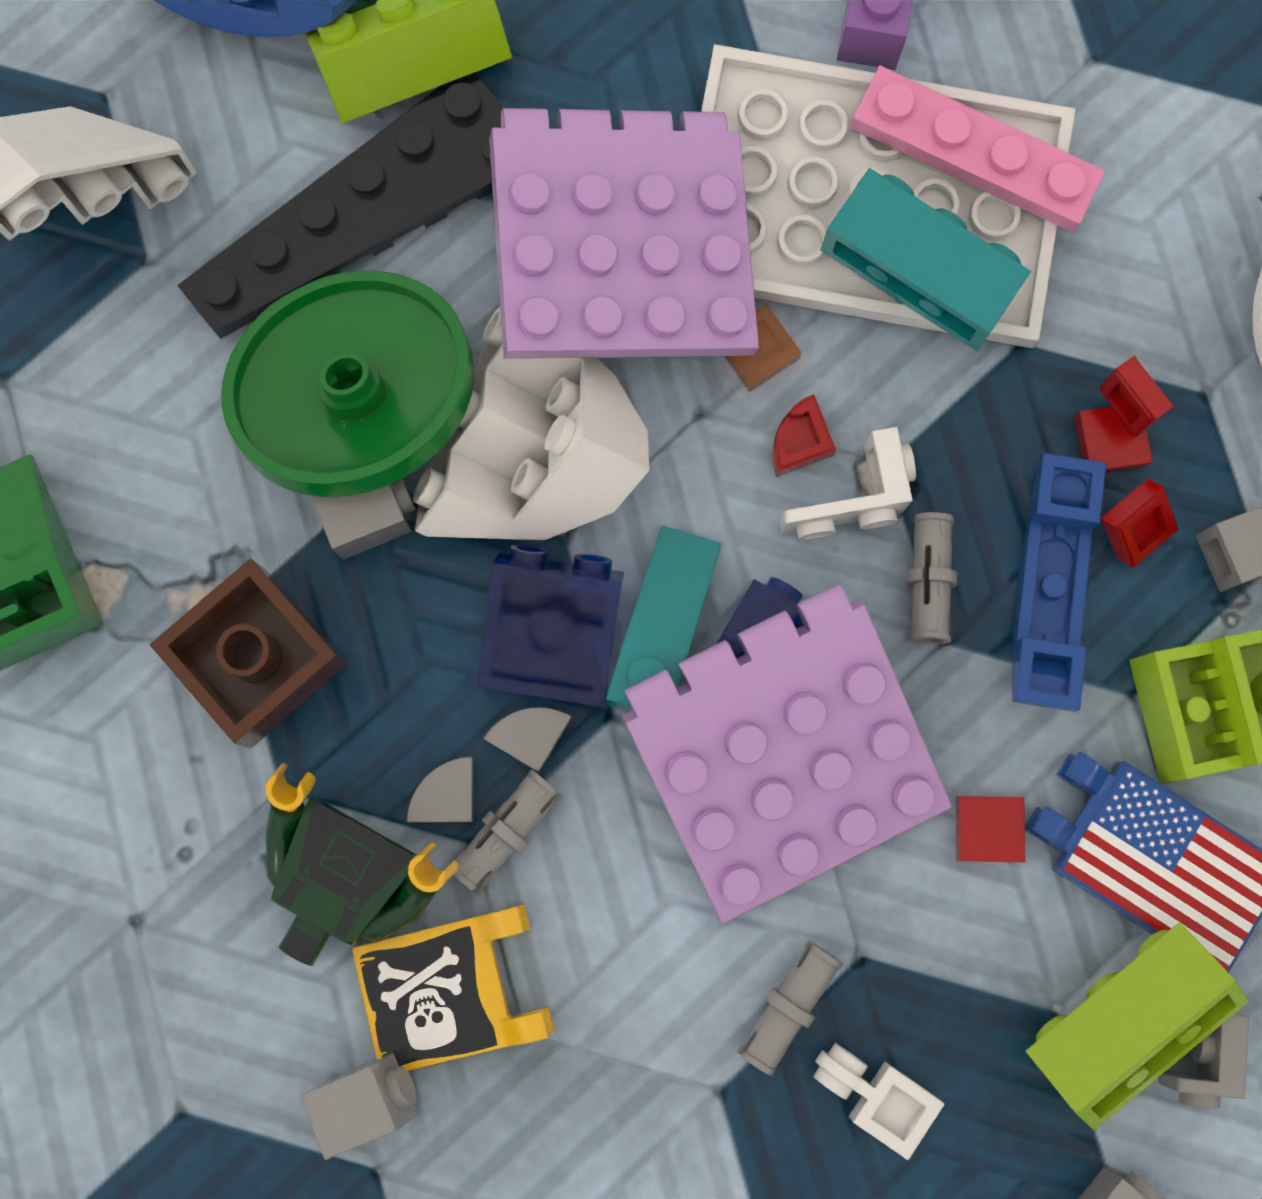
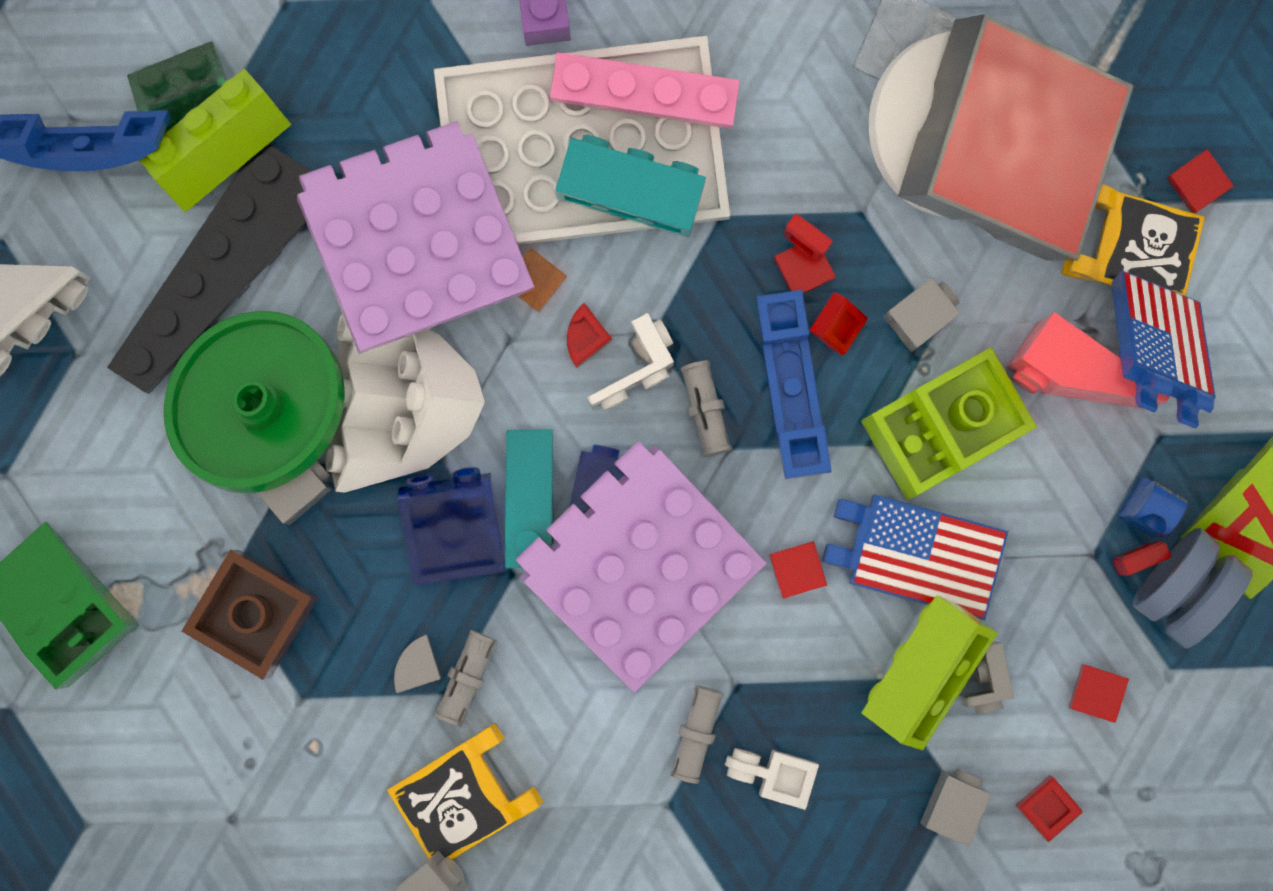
camera: 20 degrees left, 5 degrees up
(340, 872) = (362, 742): torso -> none
(529, 734) = (461, 606): light grey tile -> none

